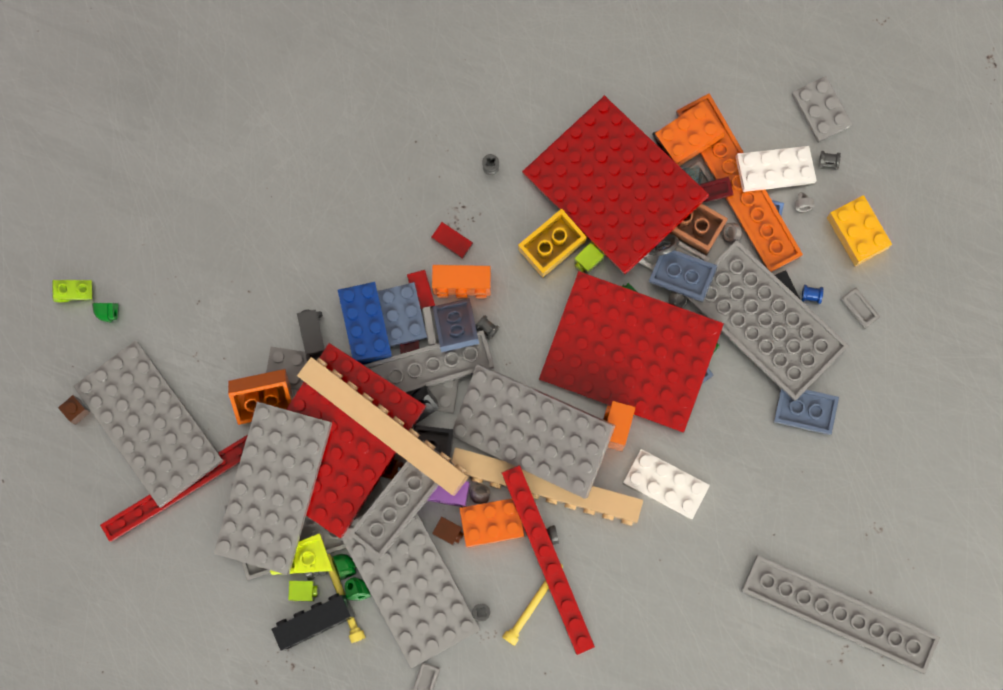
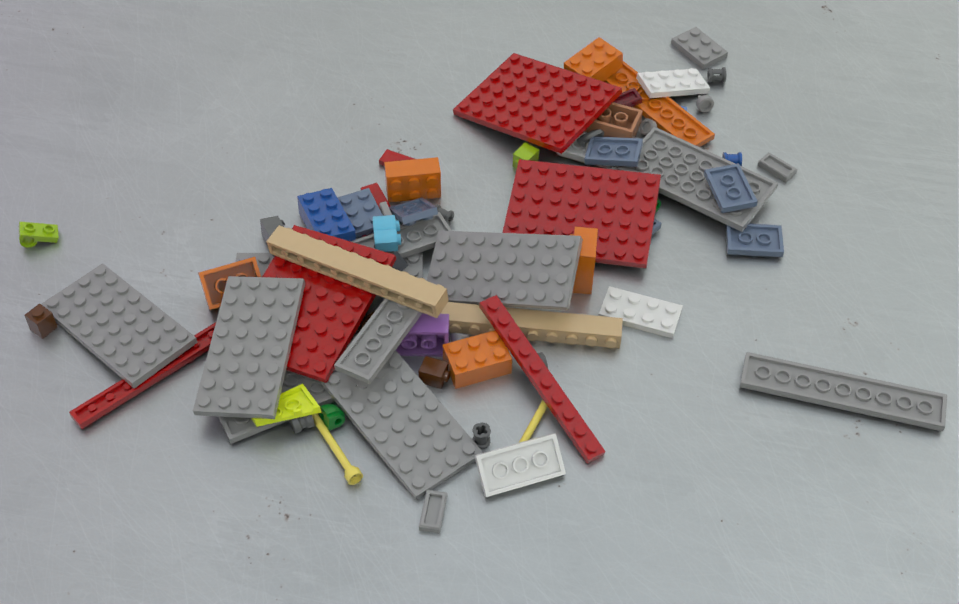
camera: 15 degrees left, 30 degrees down
(105, 311) = (72, 243): green piece -> none
(302, 591) = (290, 442): lime brick -> none
(313, 622) = (305, 465): black brick -> none
(356, 589) = (348, 433): green piece -> none
(421, 360) = (385, 233): none -> medium azure brick
(489, 170) = (423, 106): dark grey bush -> none
(511, 654) = (520, 464): none -> white plate
(552, 243) = (489, 148): yellow brick -> none
(794, 349) = (730, 188): none -> sand blue plate
(859, 230) = (758, 113): yellow brick -> none

